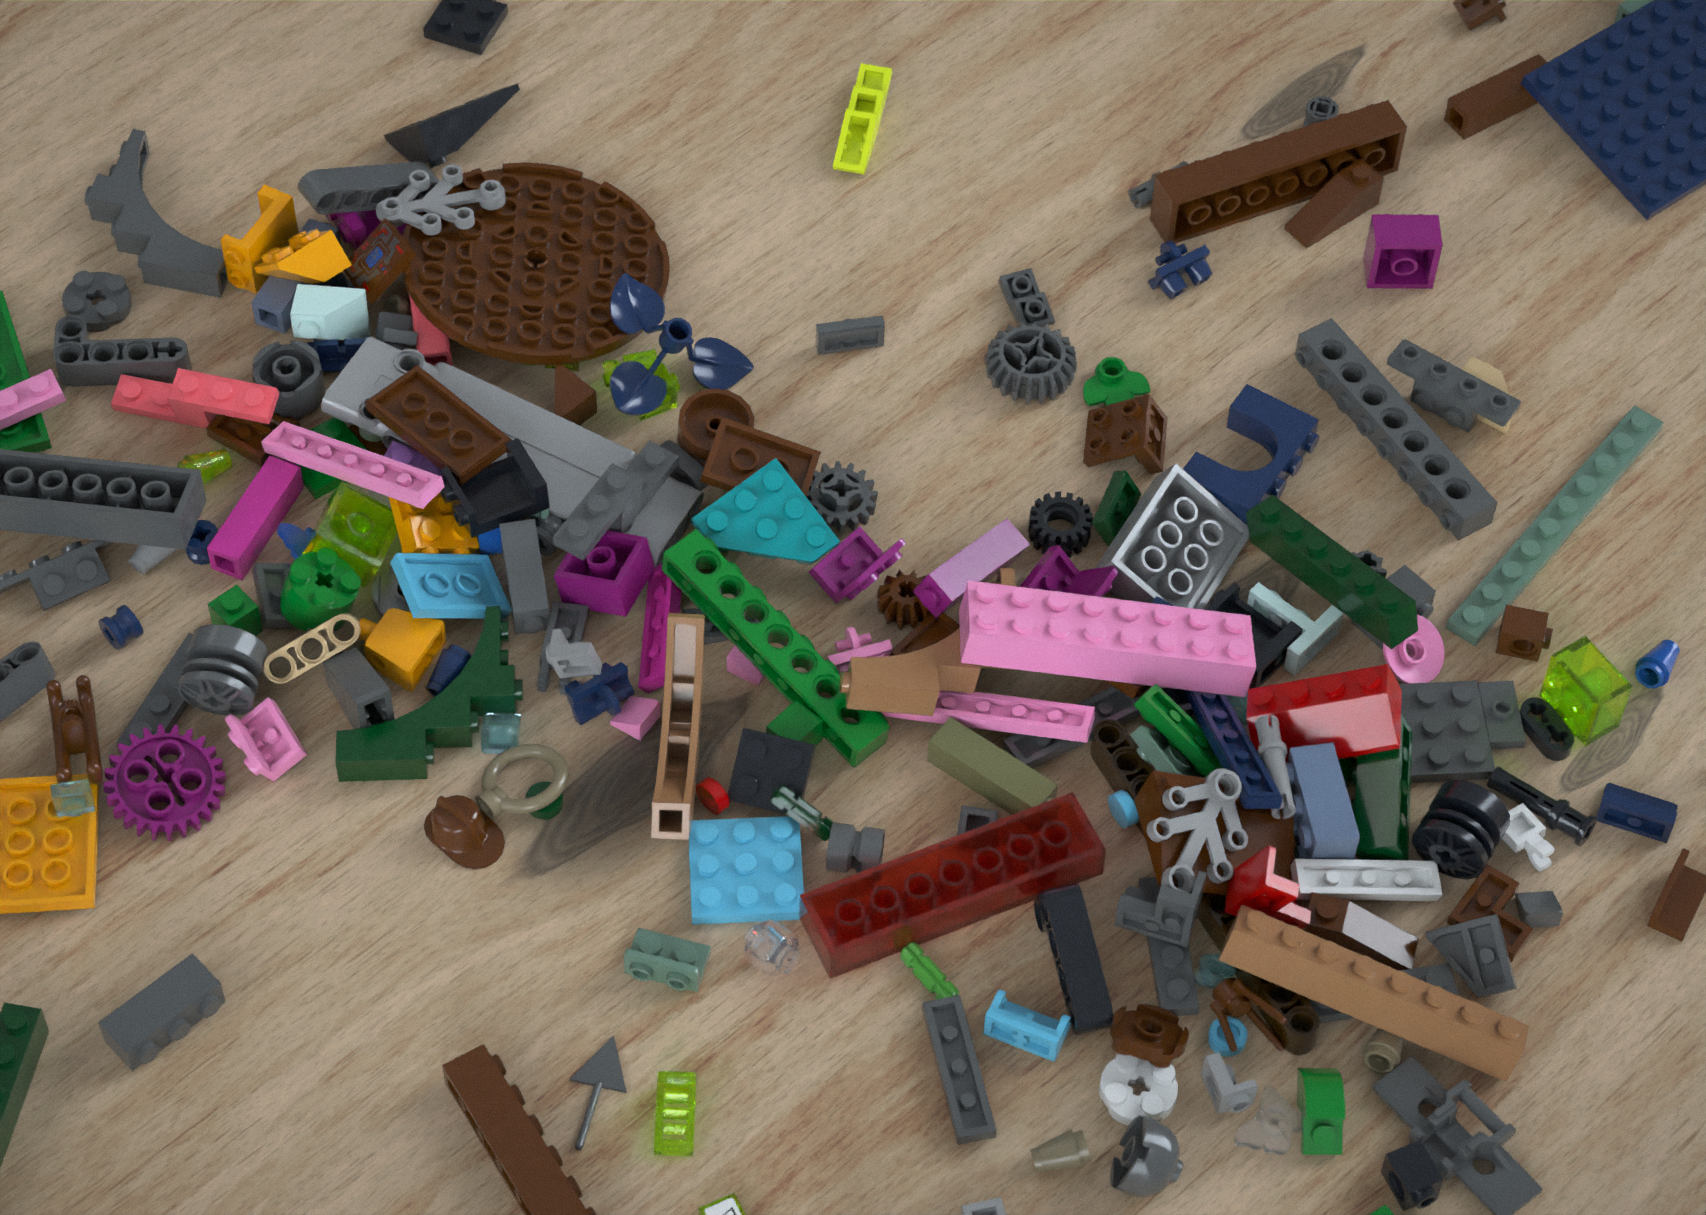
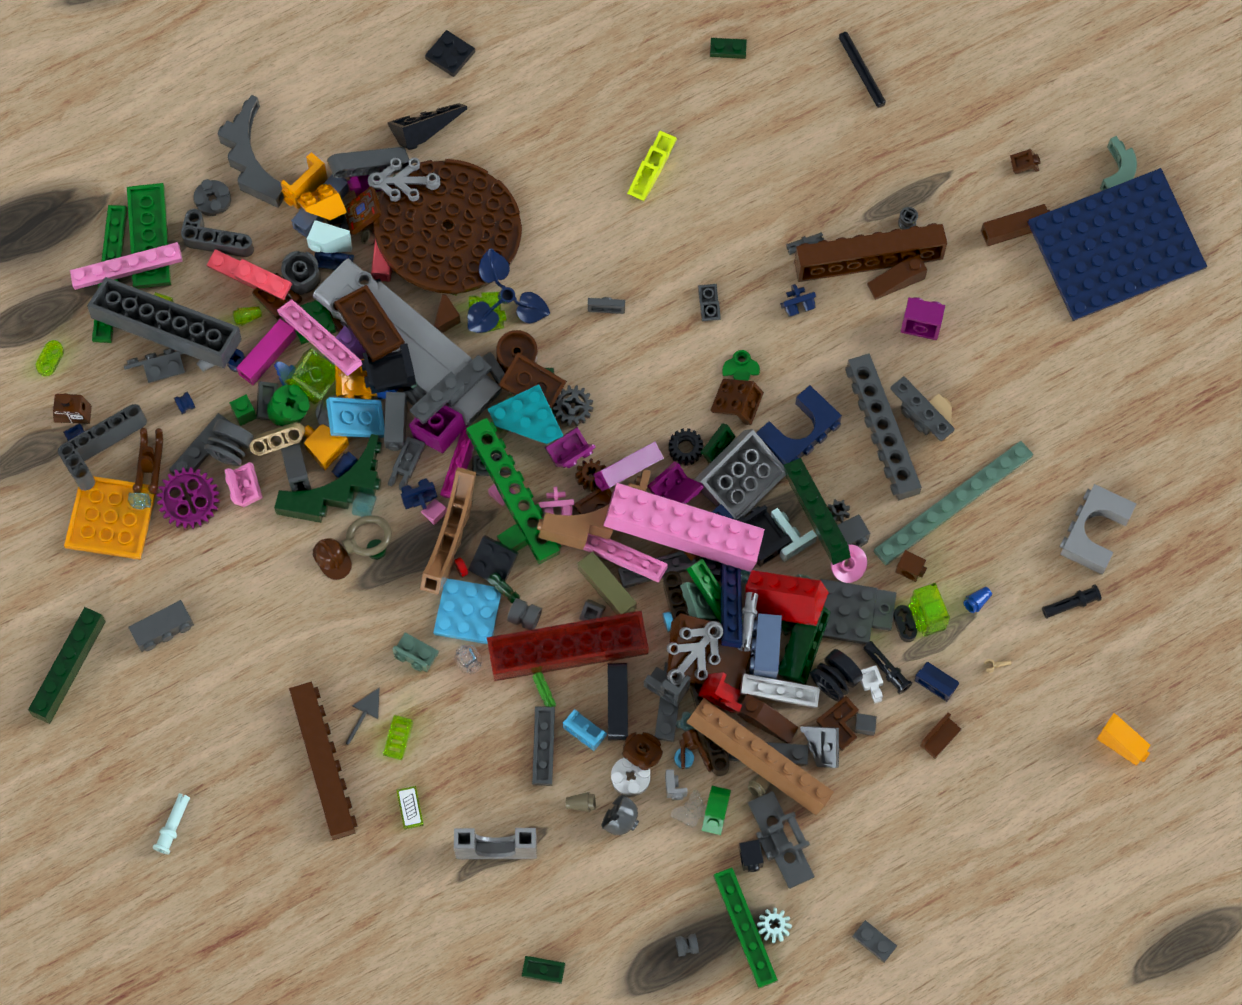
camera: 15 degrees right, 15 degrees up
(395, 330) = (363, 254): dark grey bracket -> none
(572, 659) = (406, 474): light grey bracket -> none
(1030, 362) = (708, 353): dark grey gear -> none

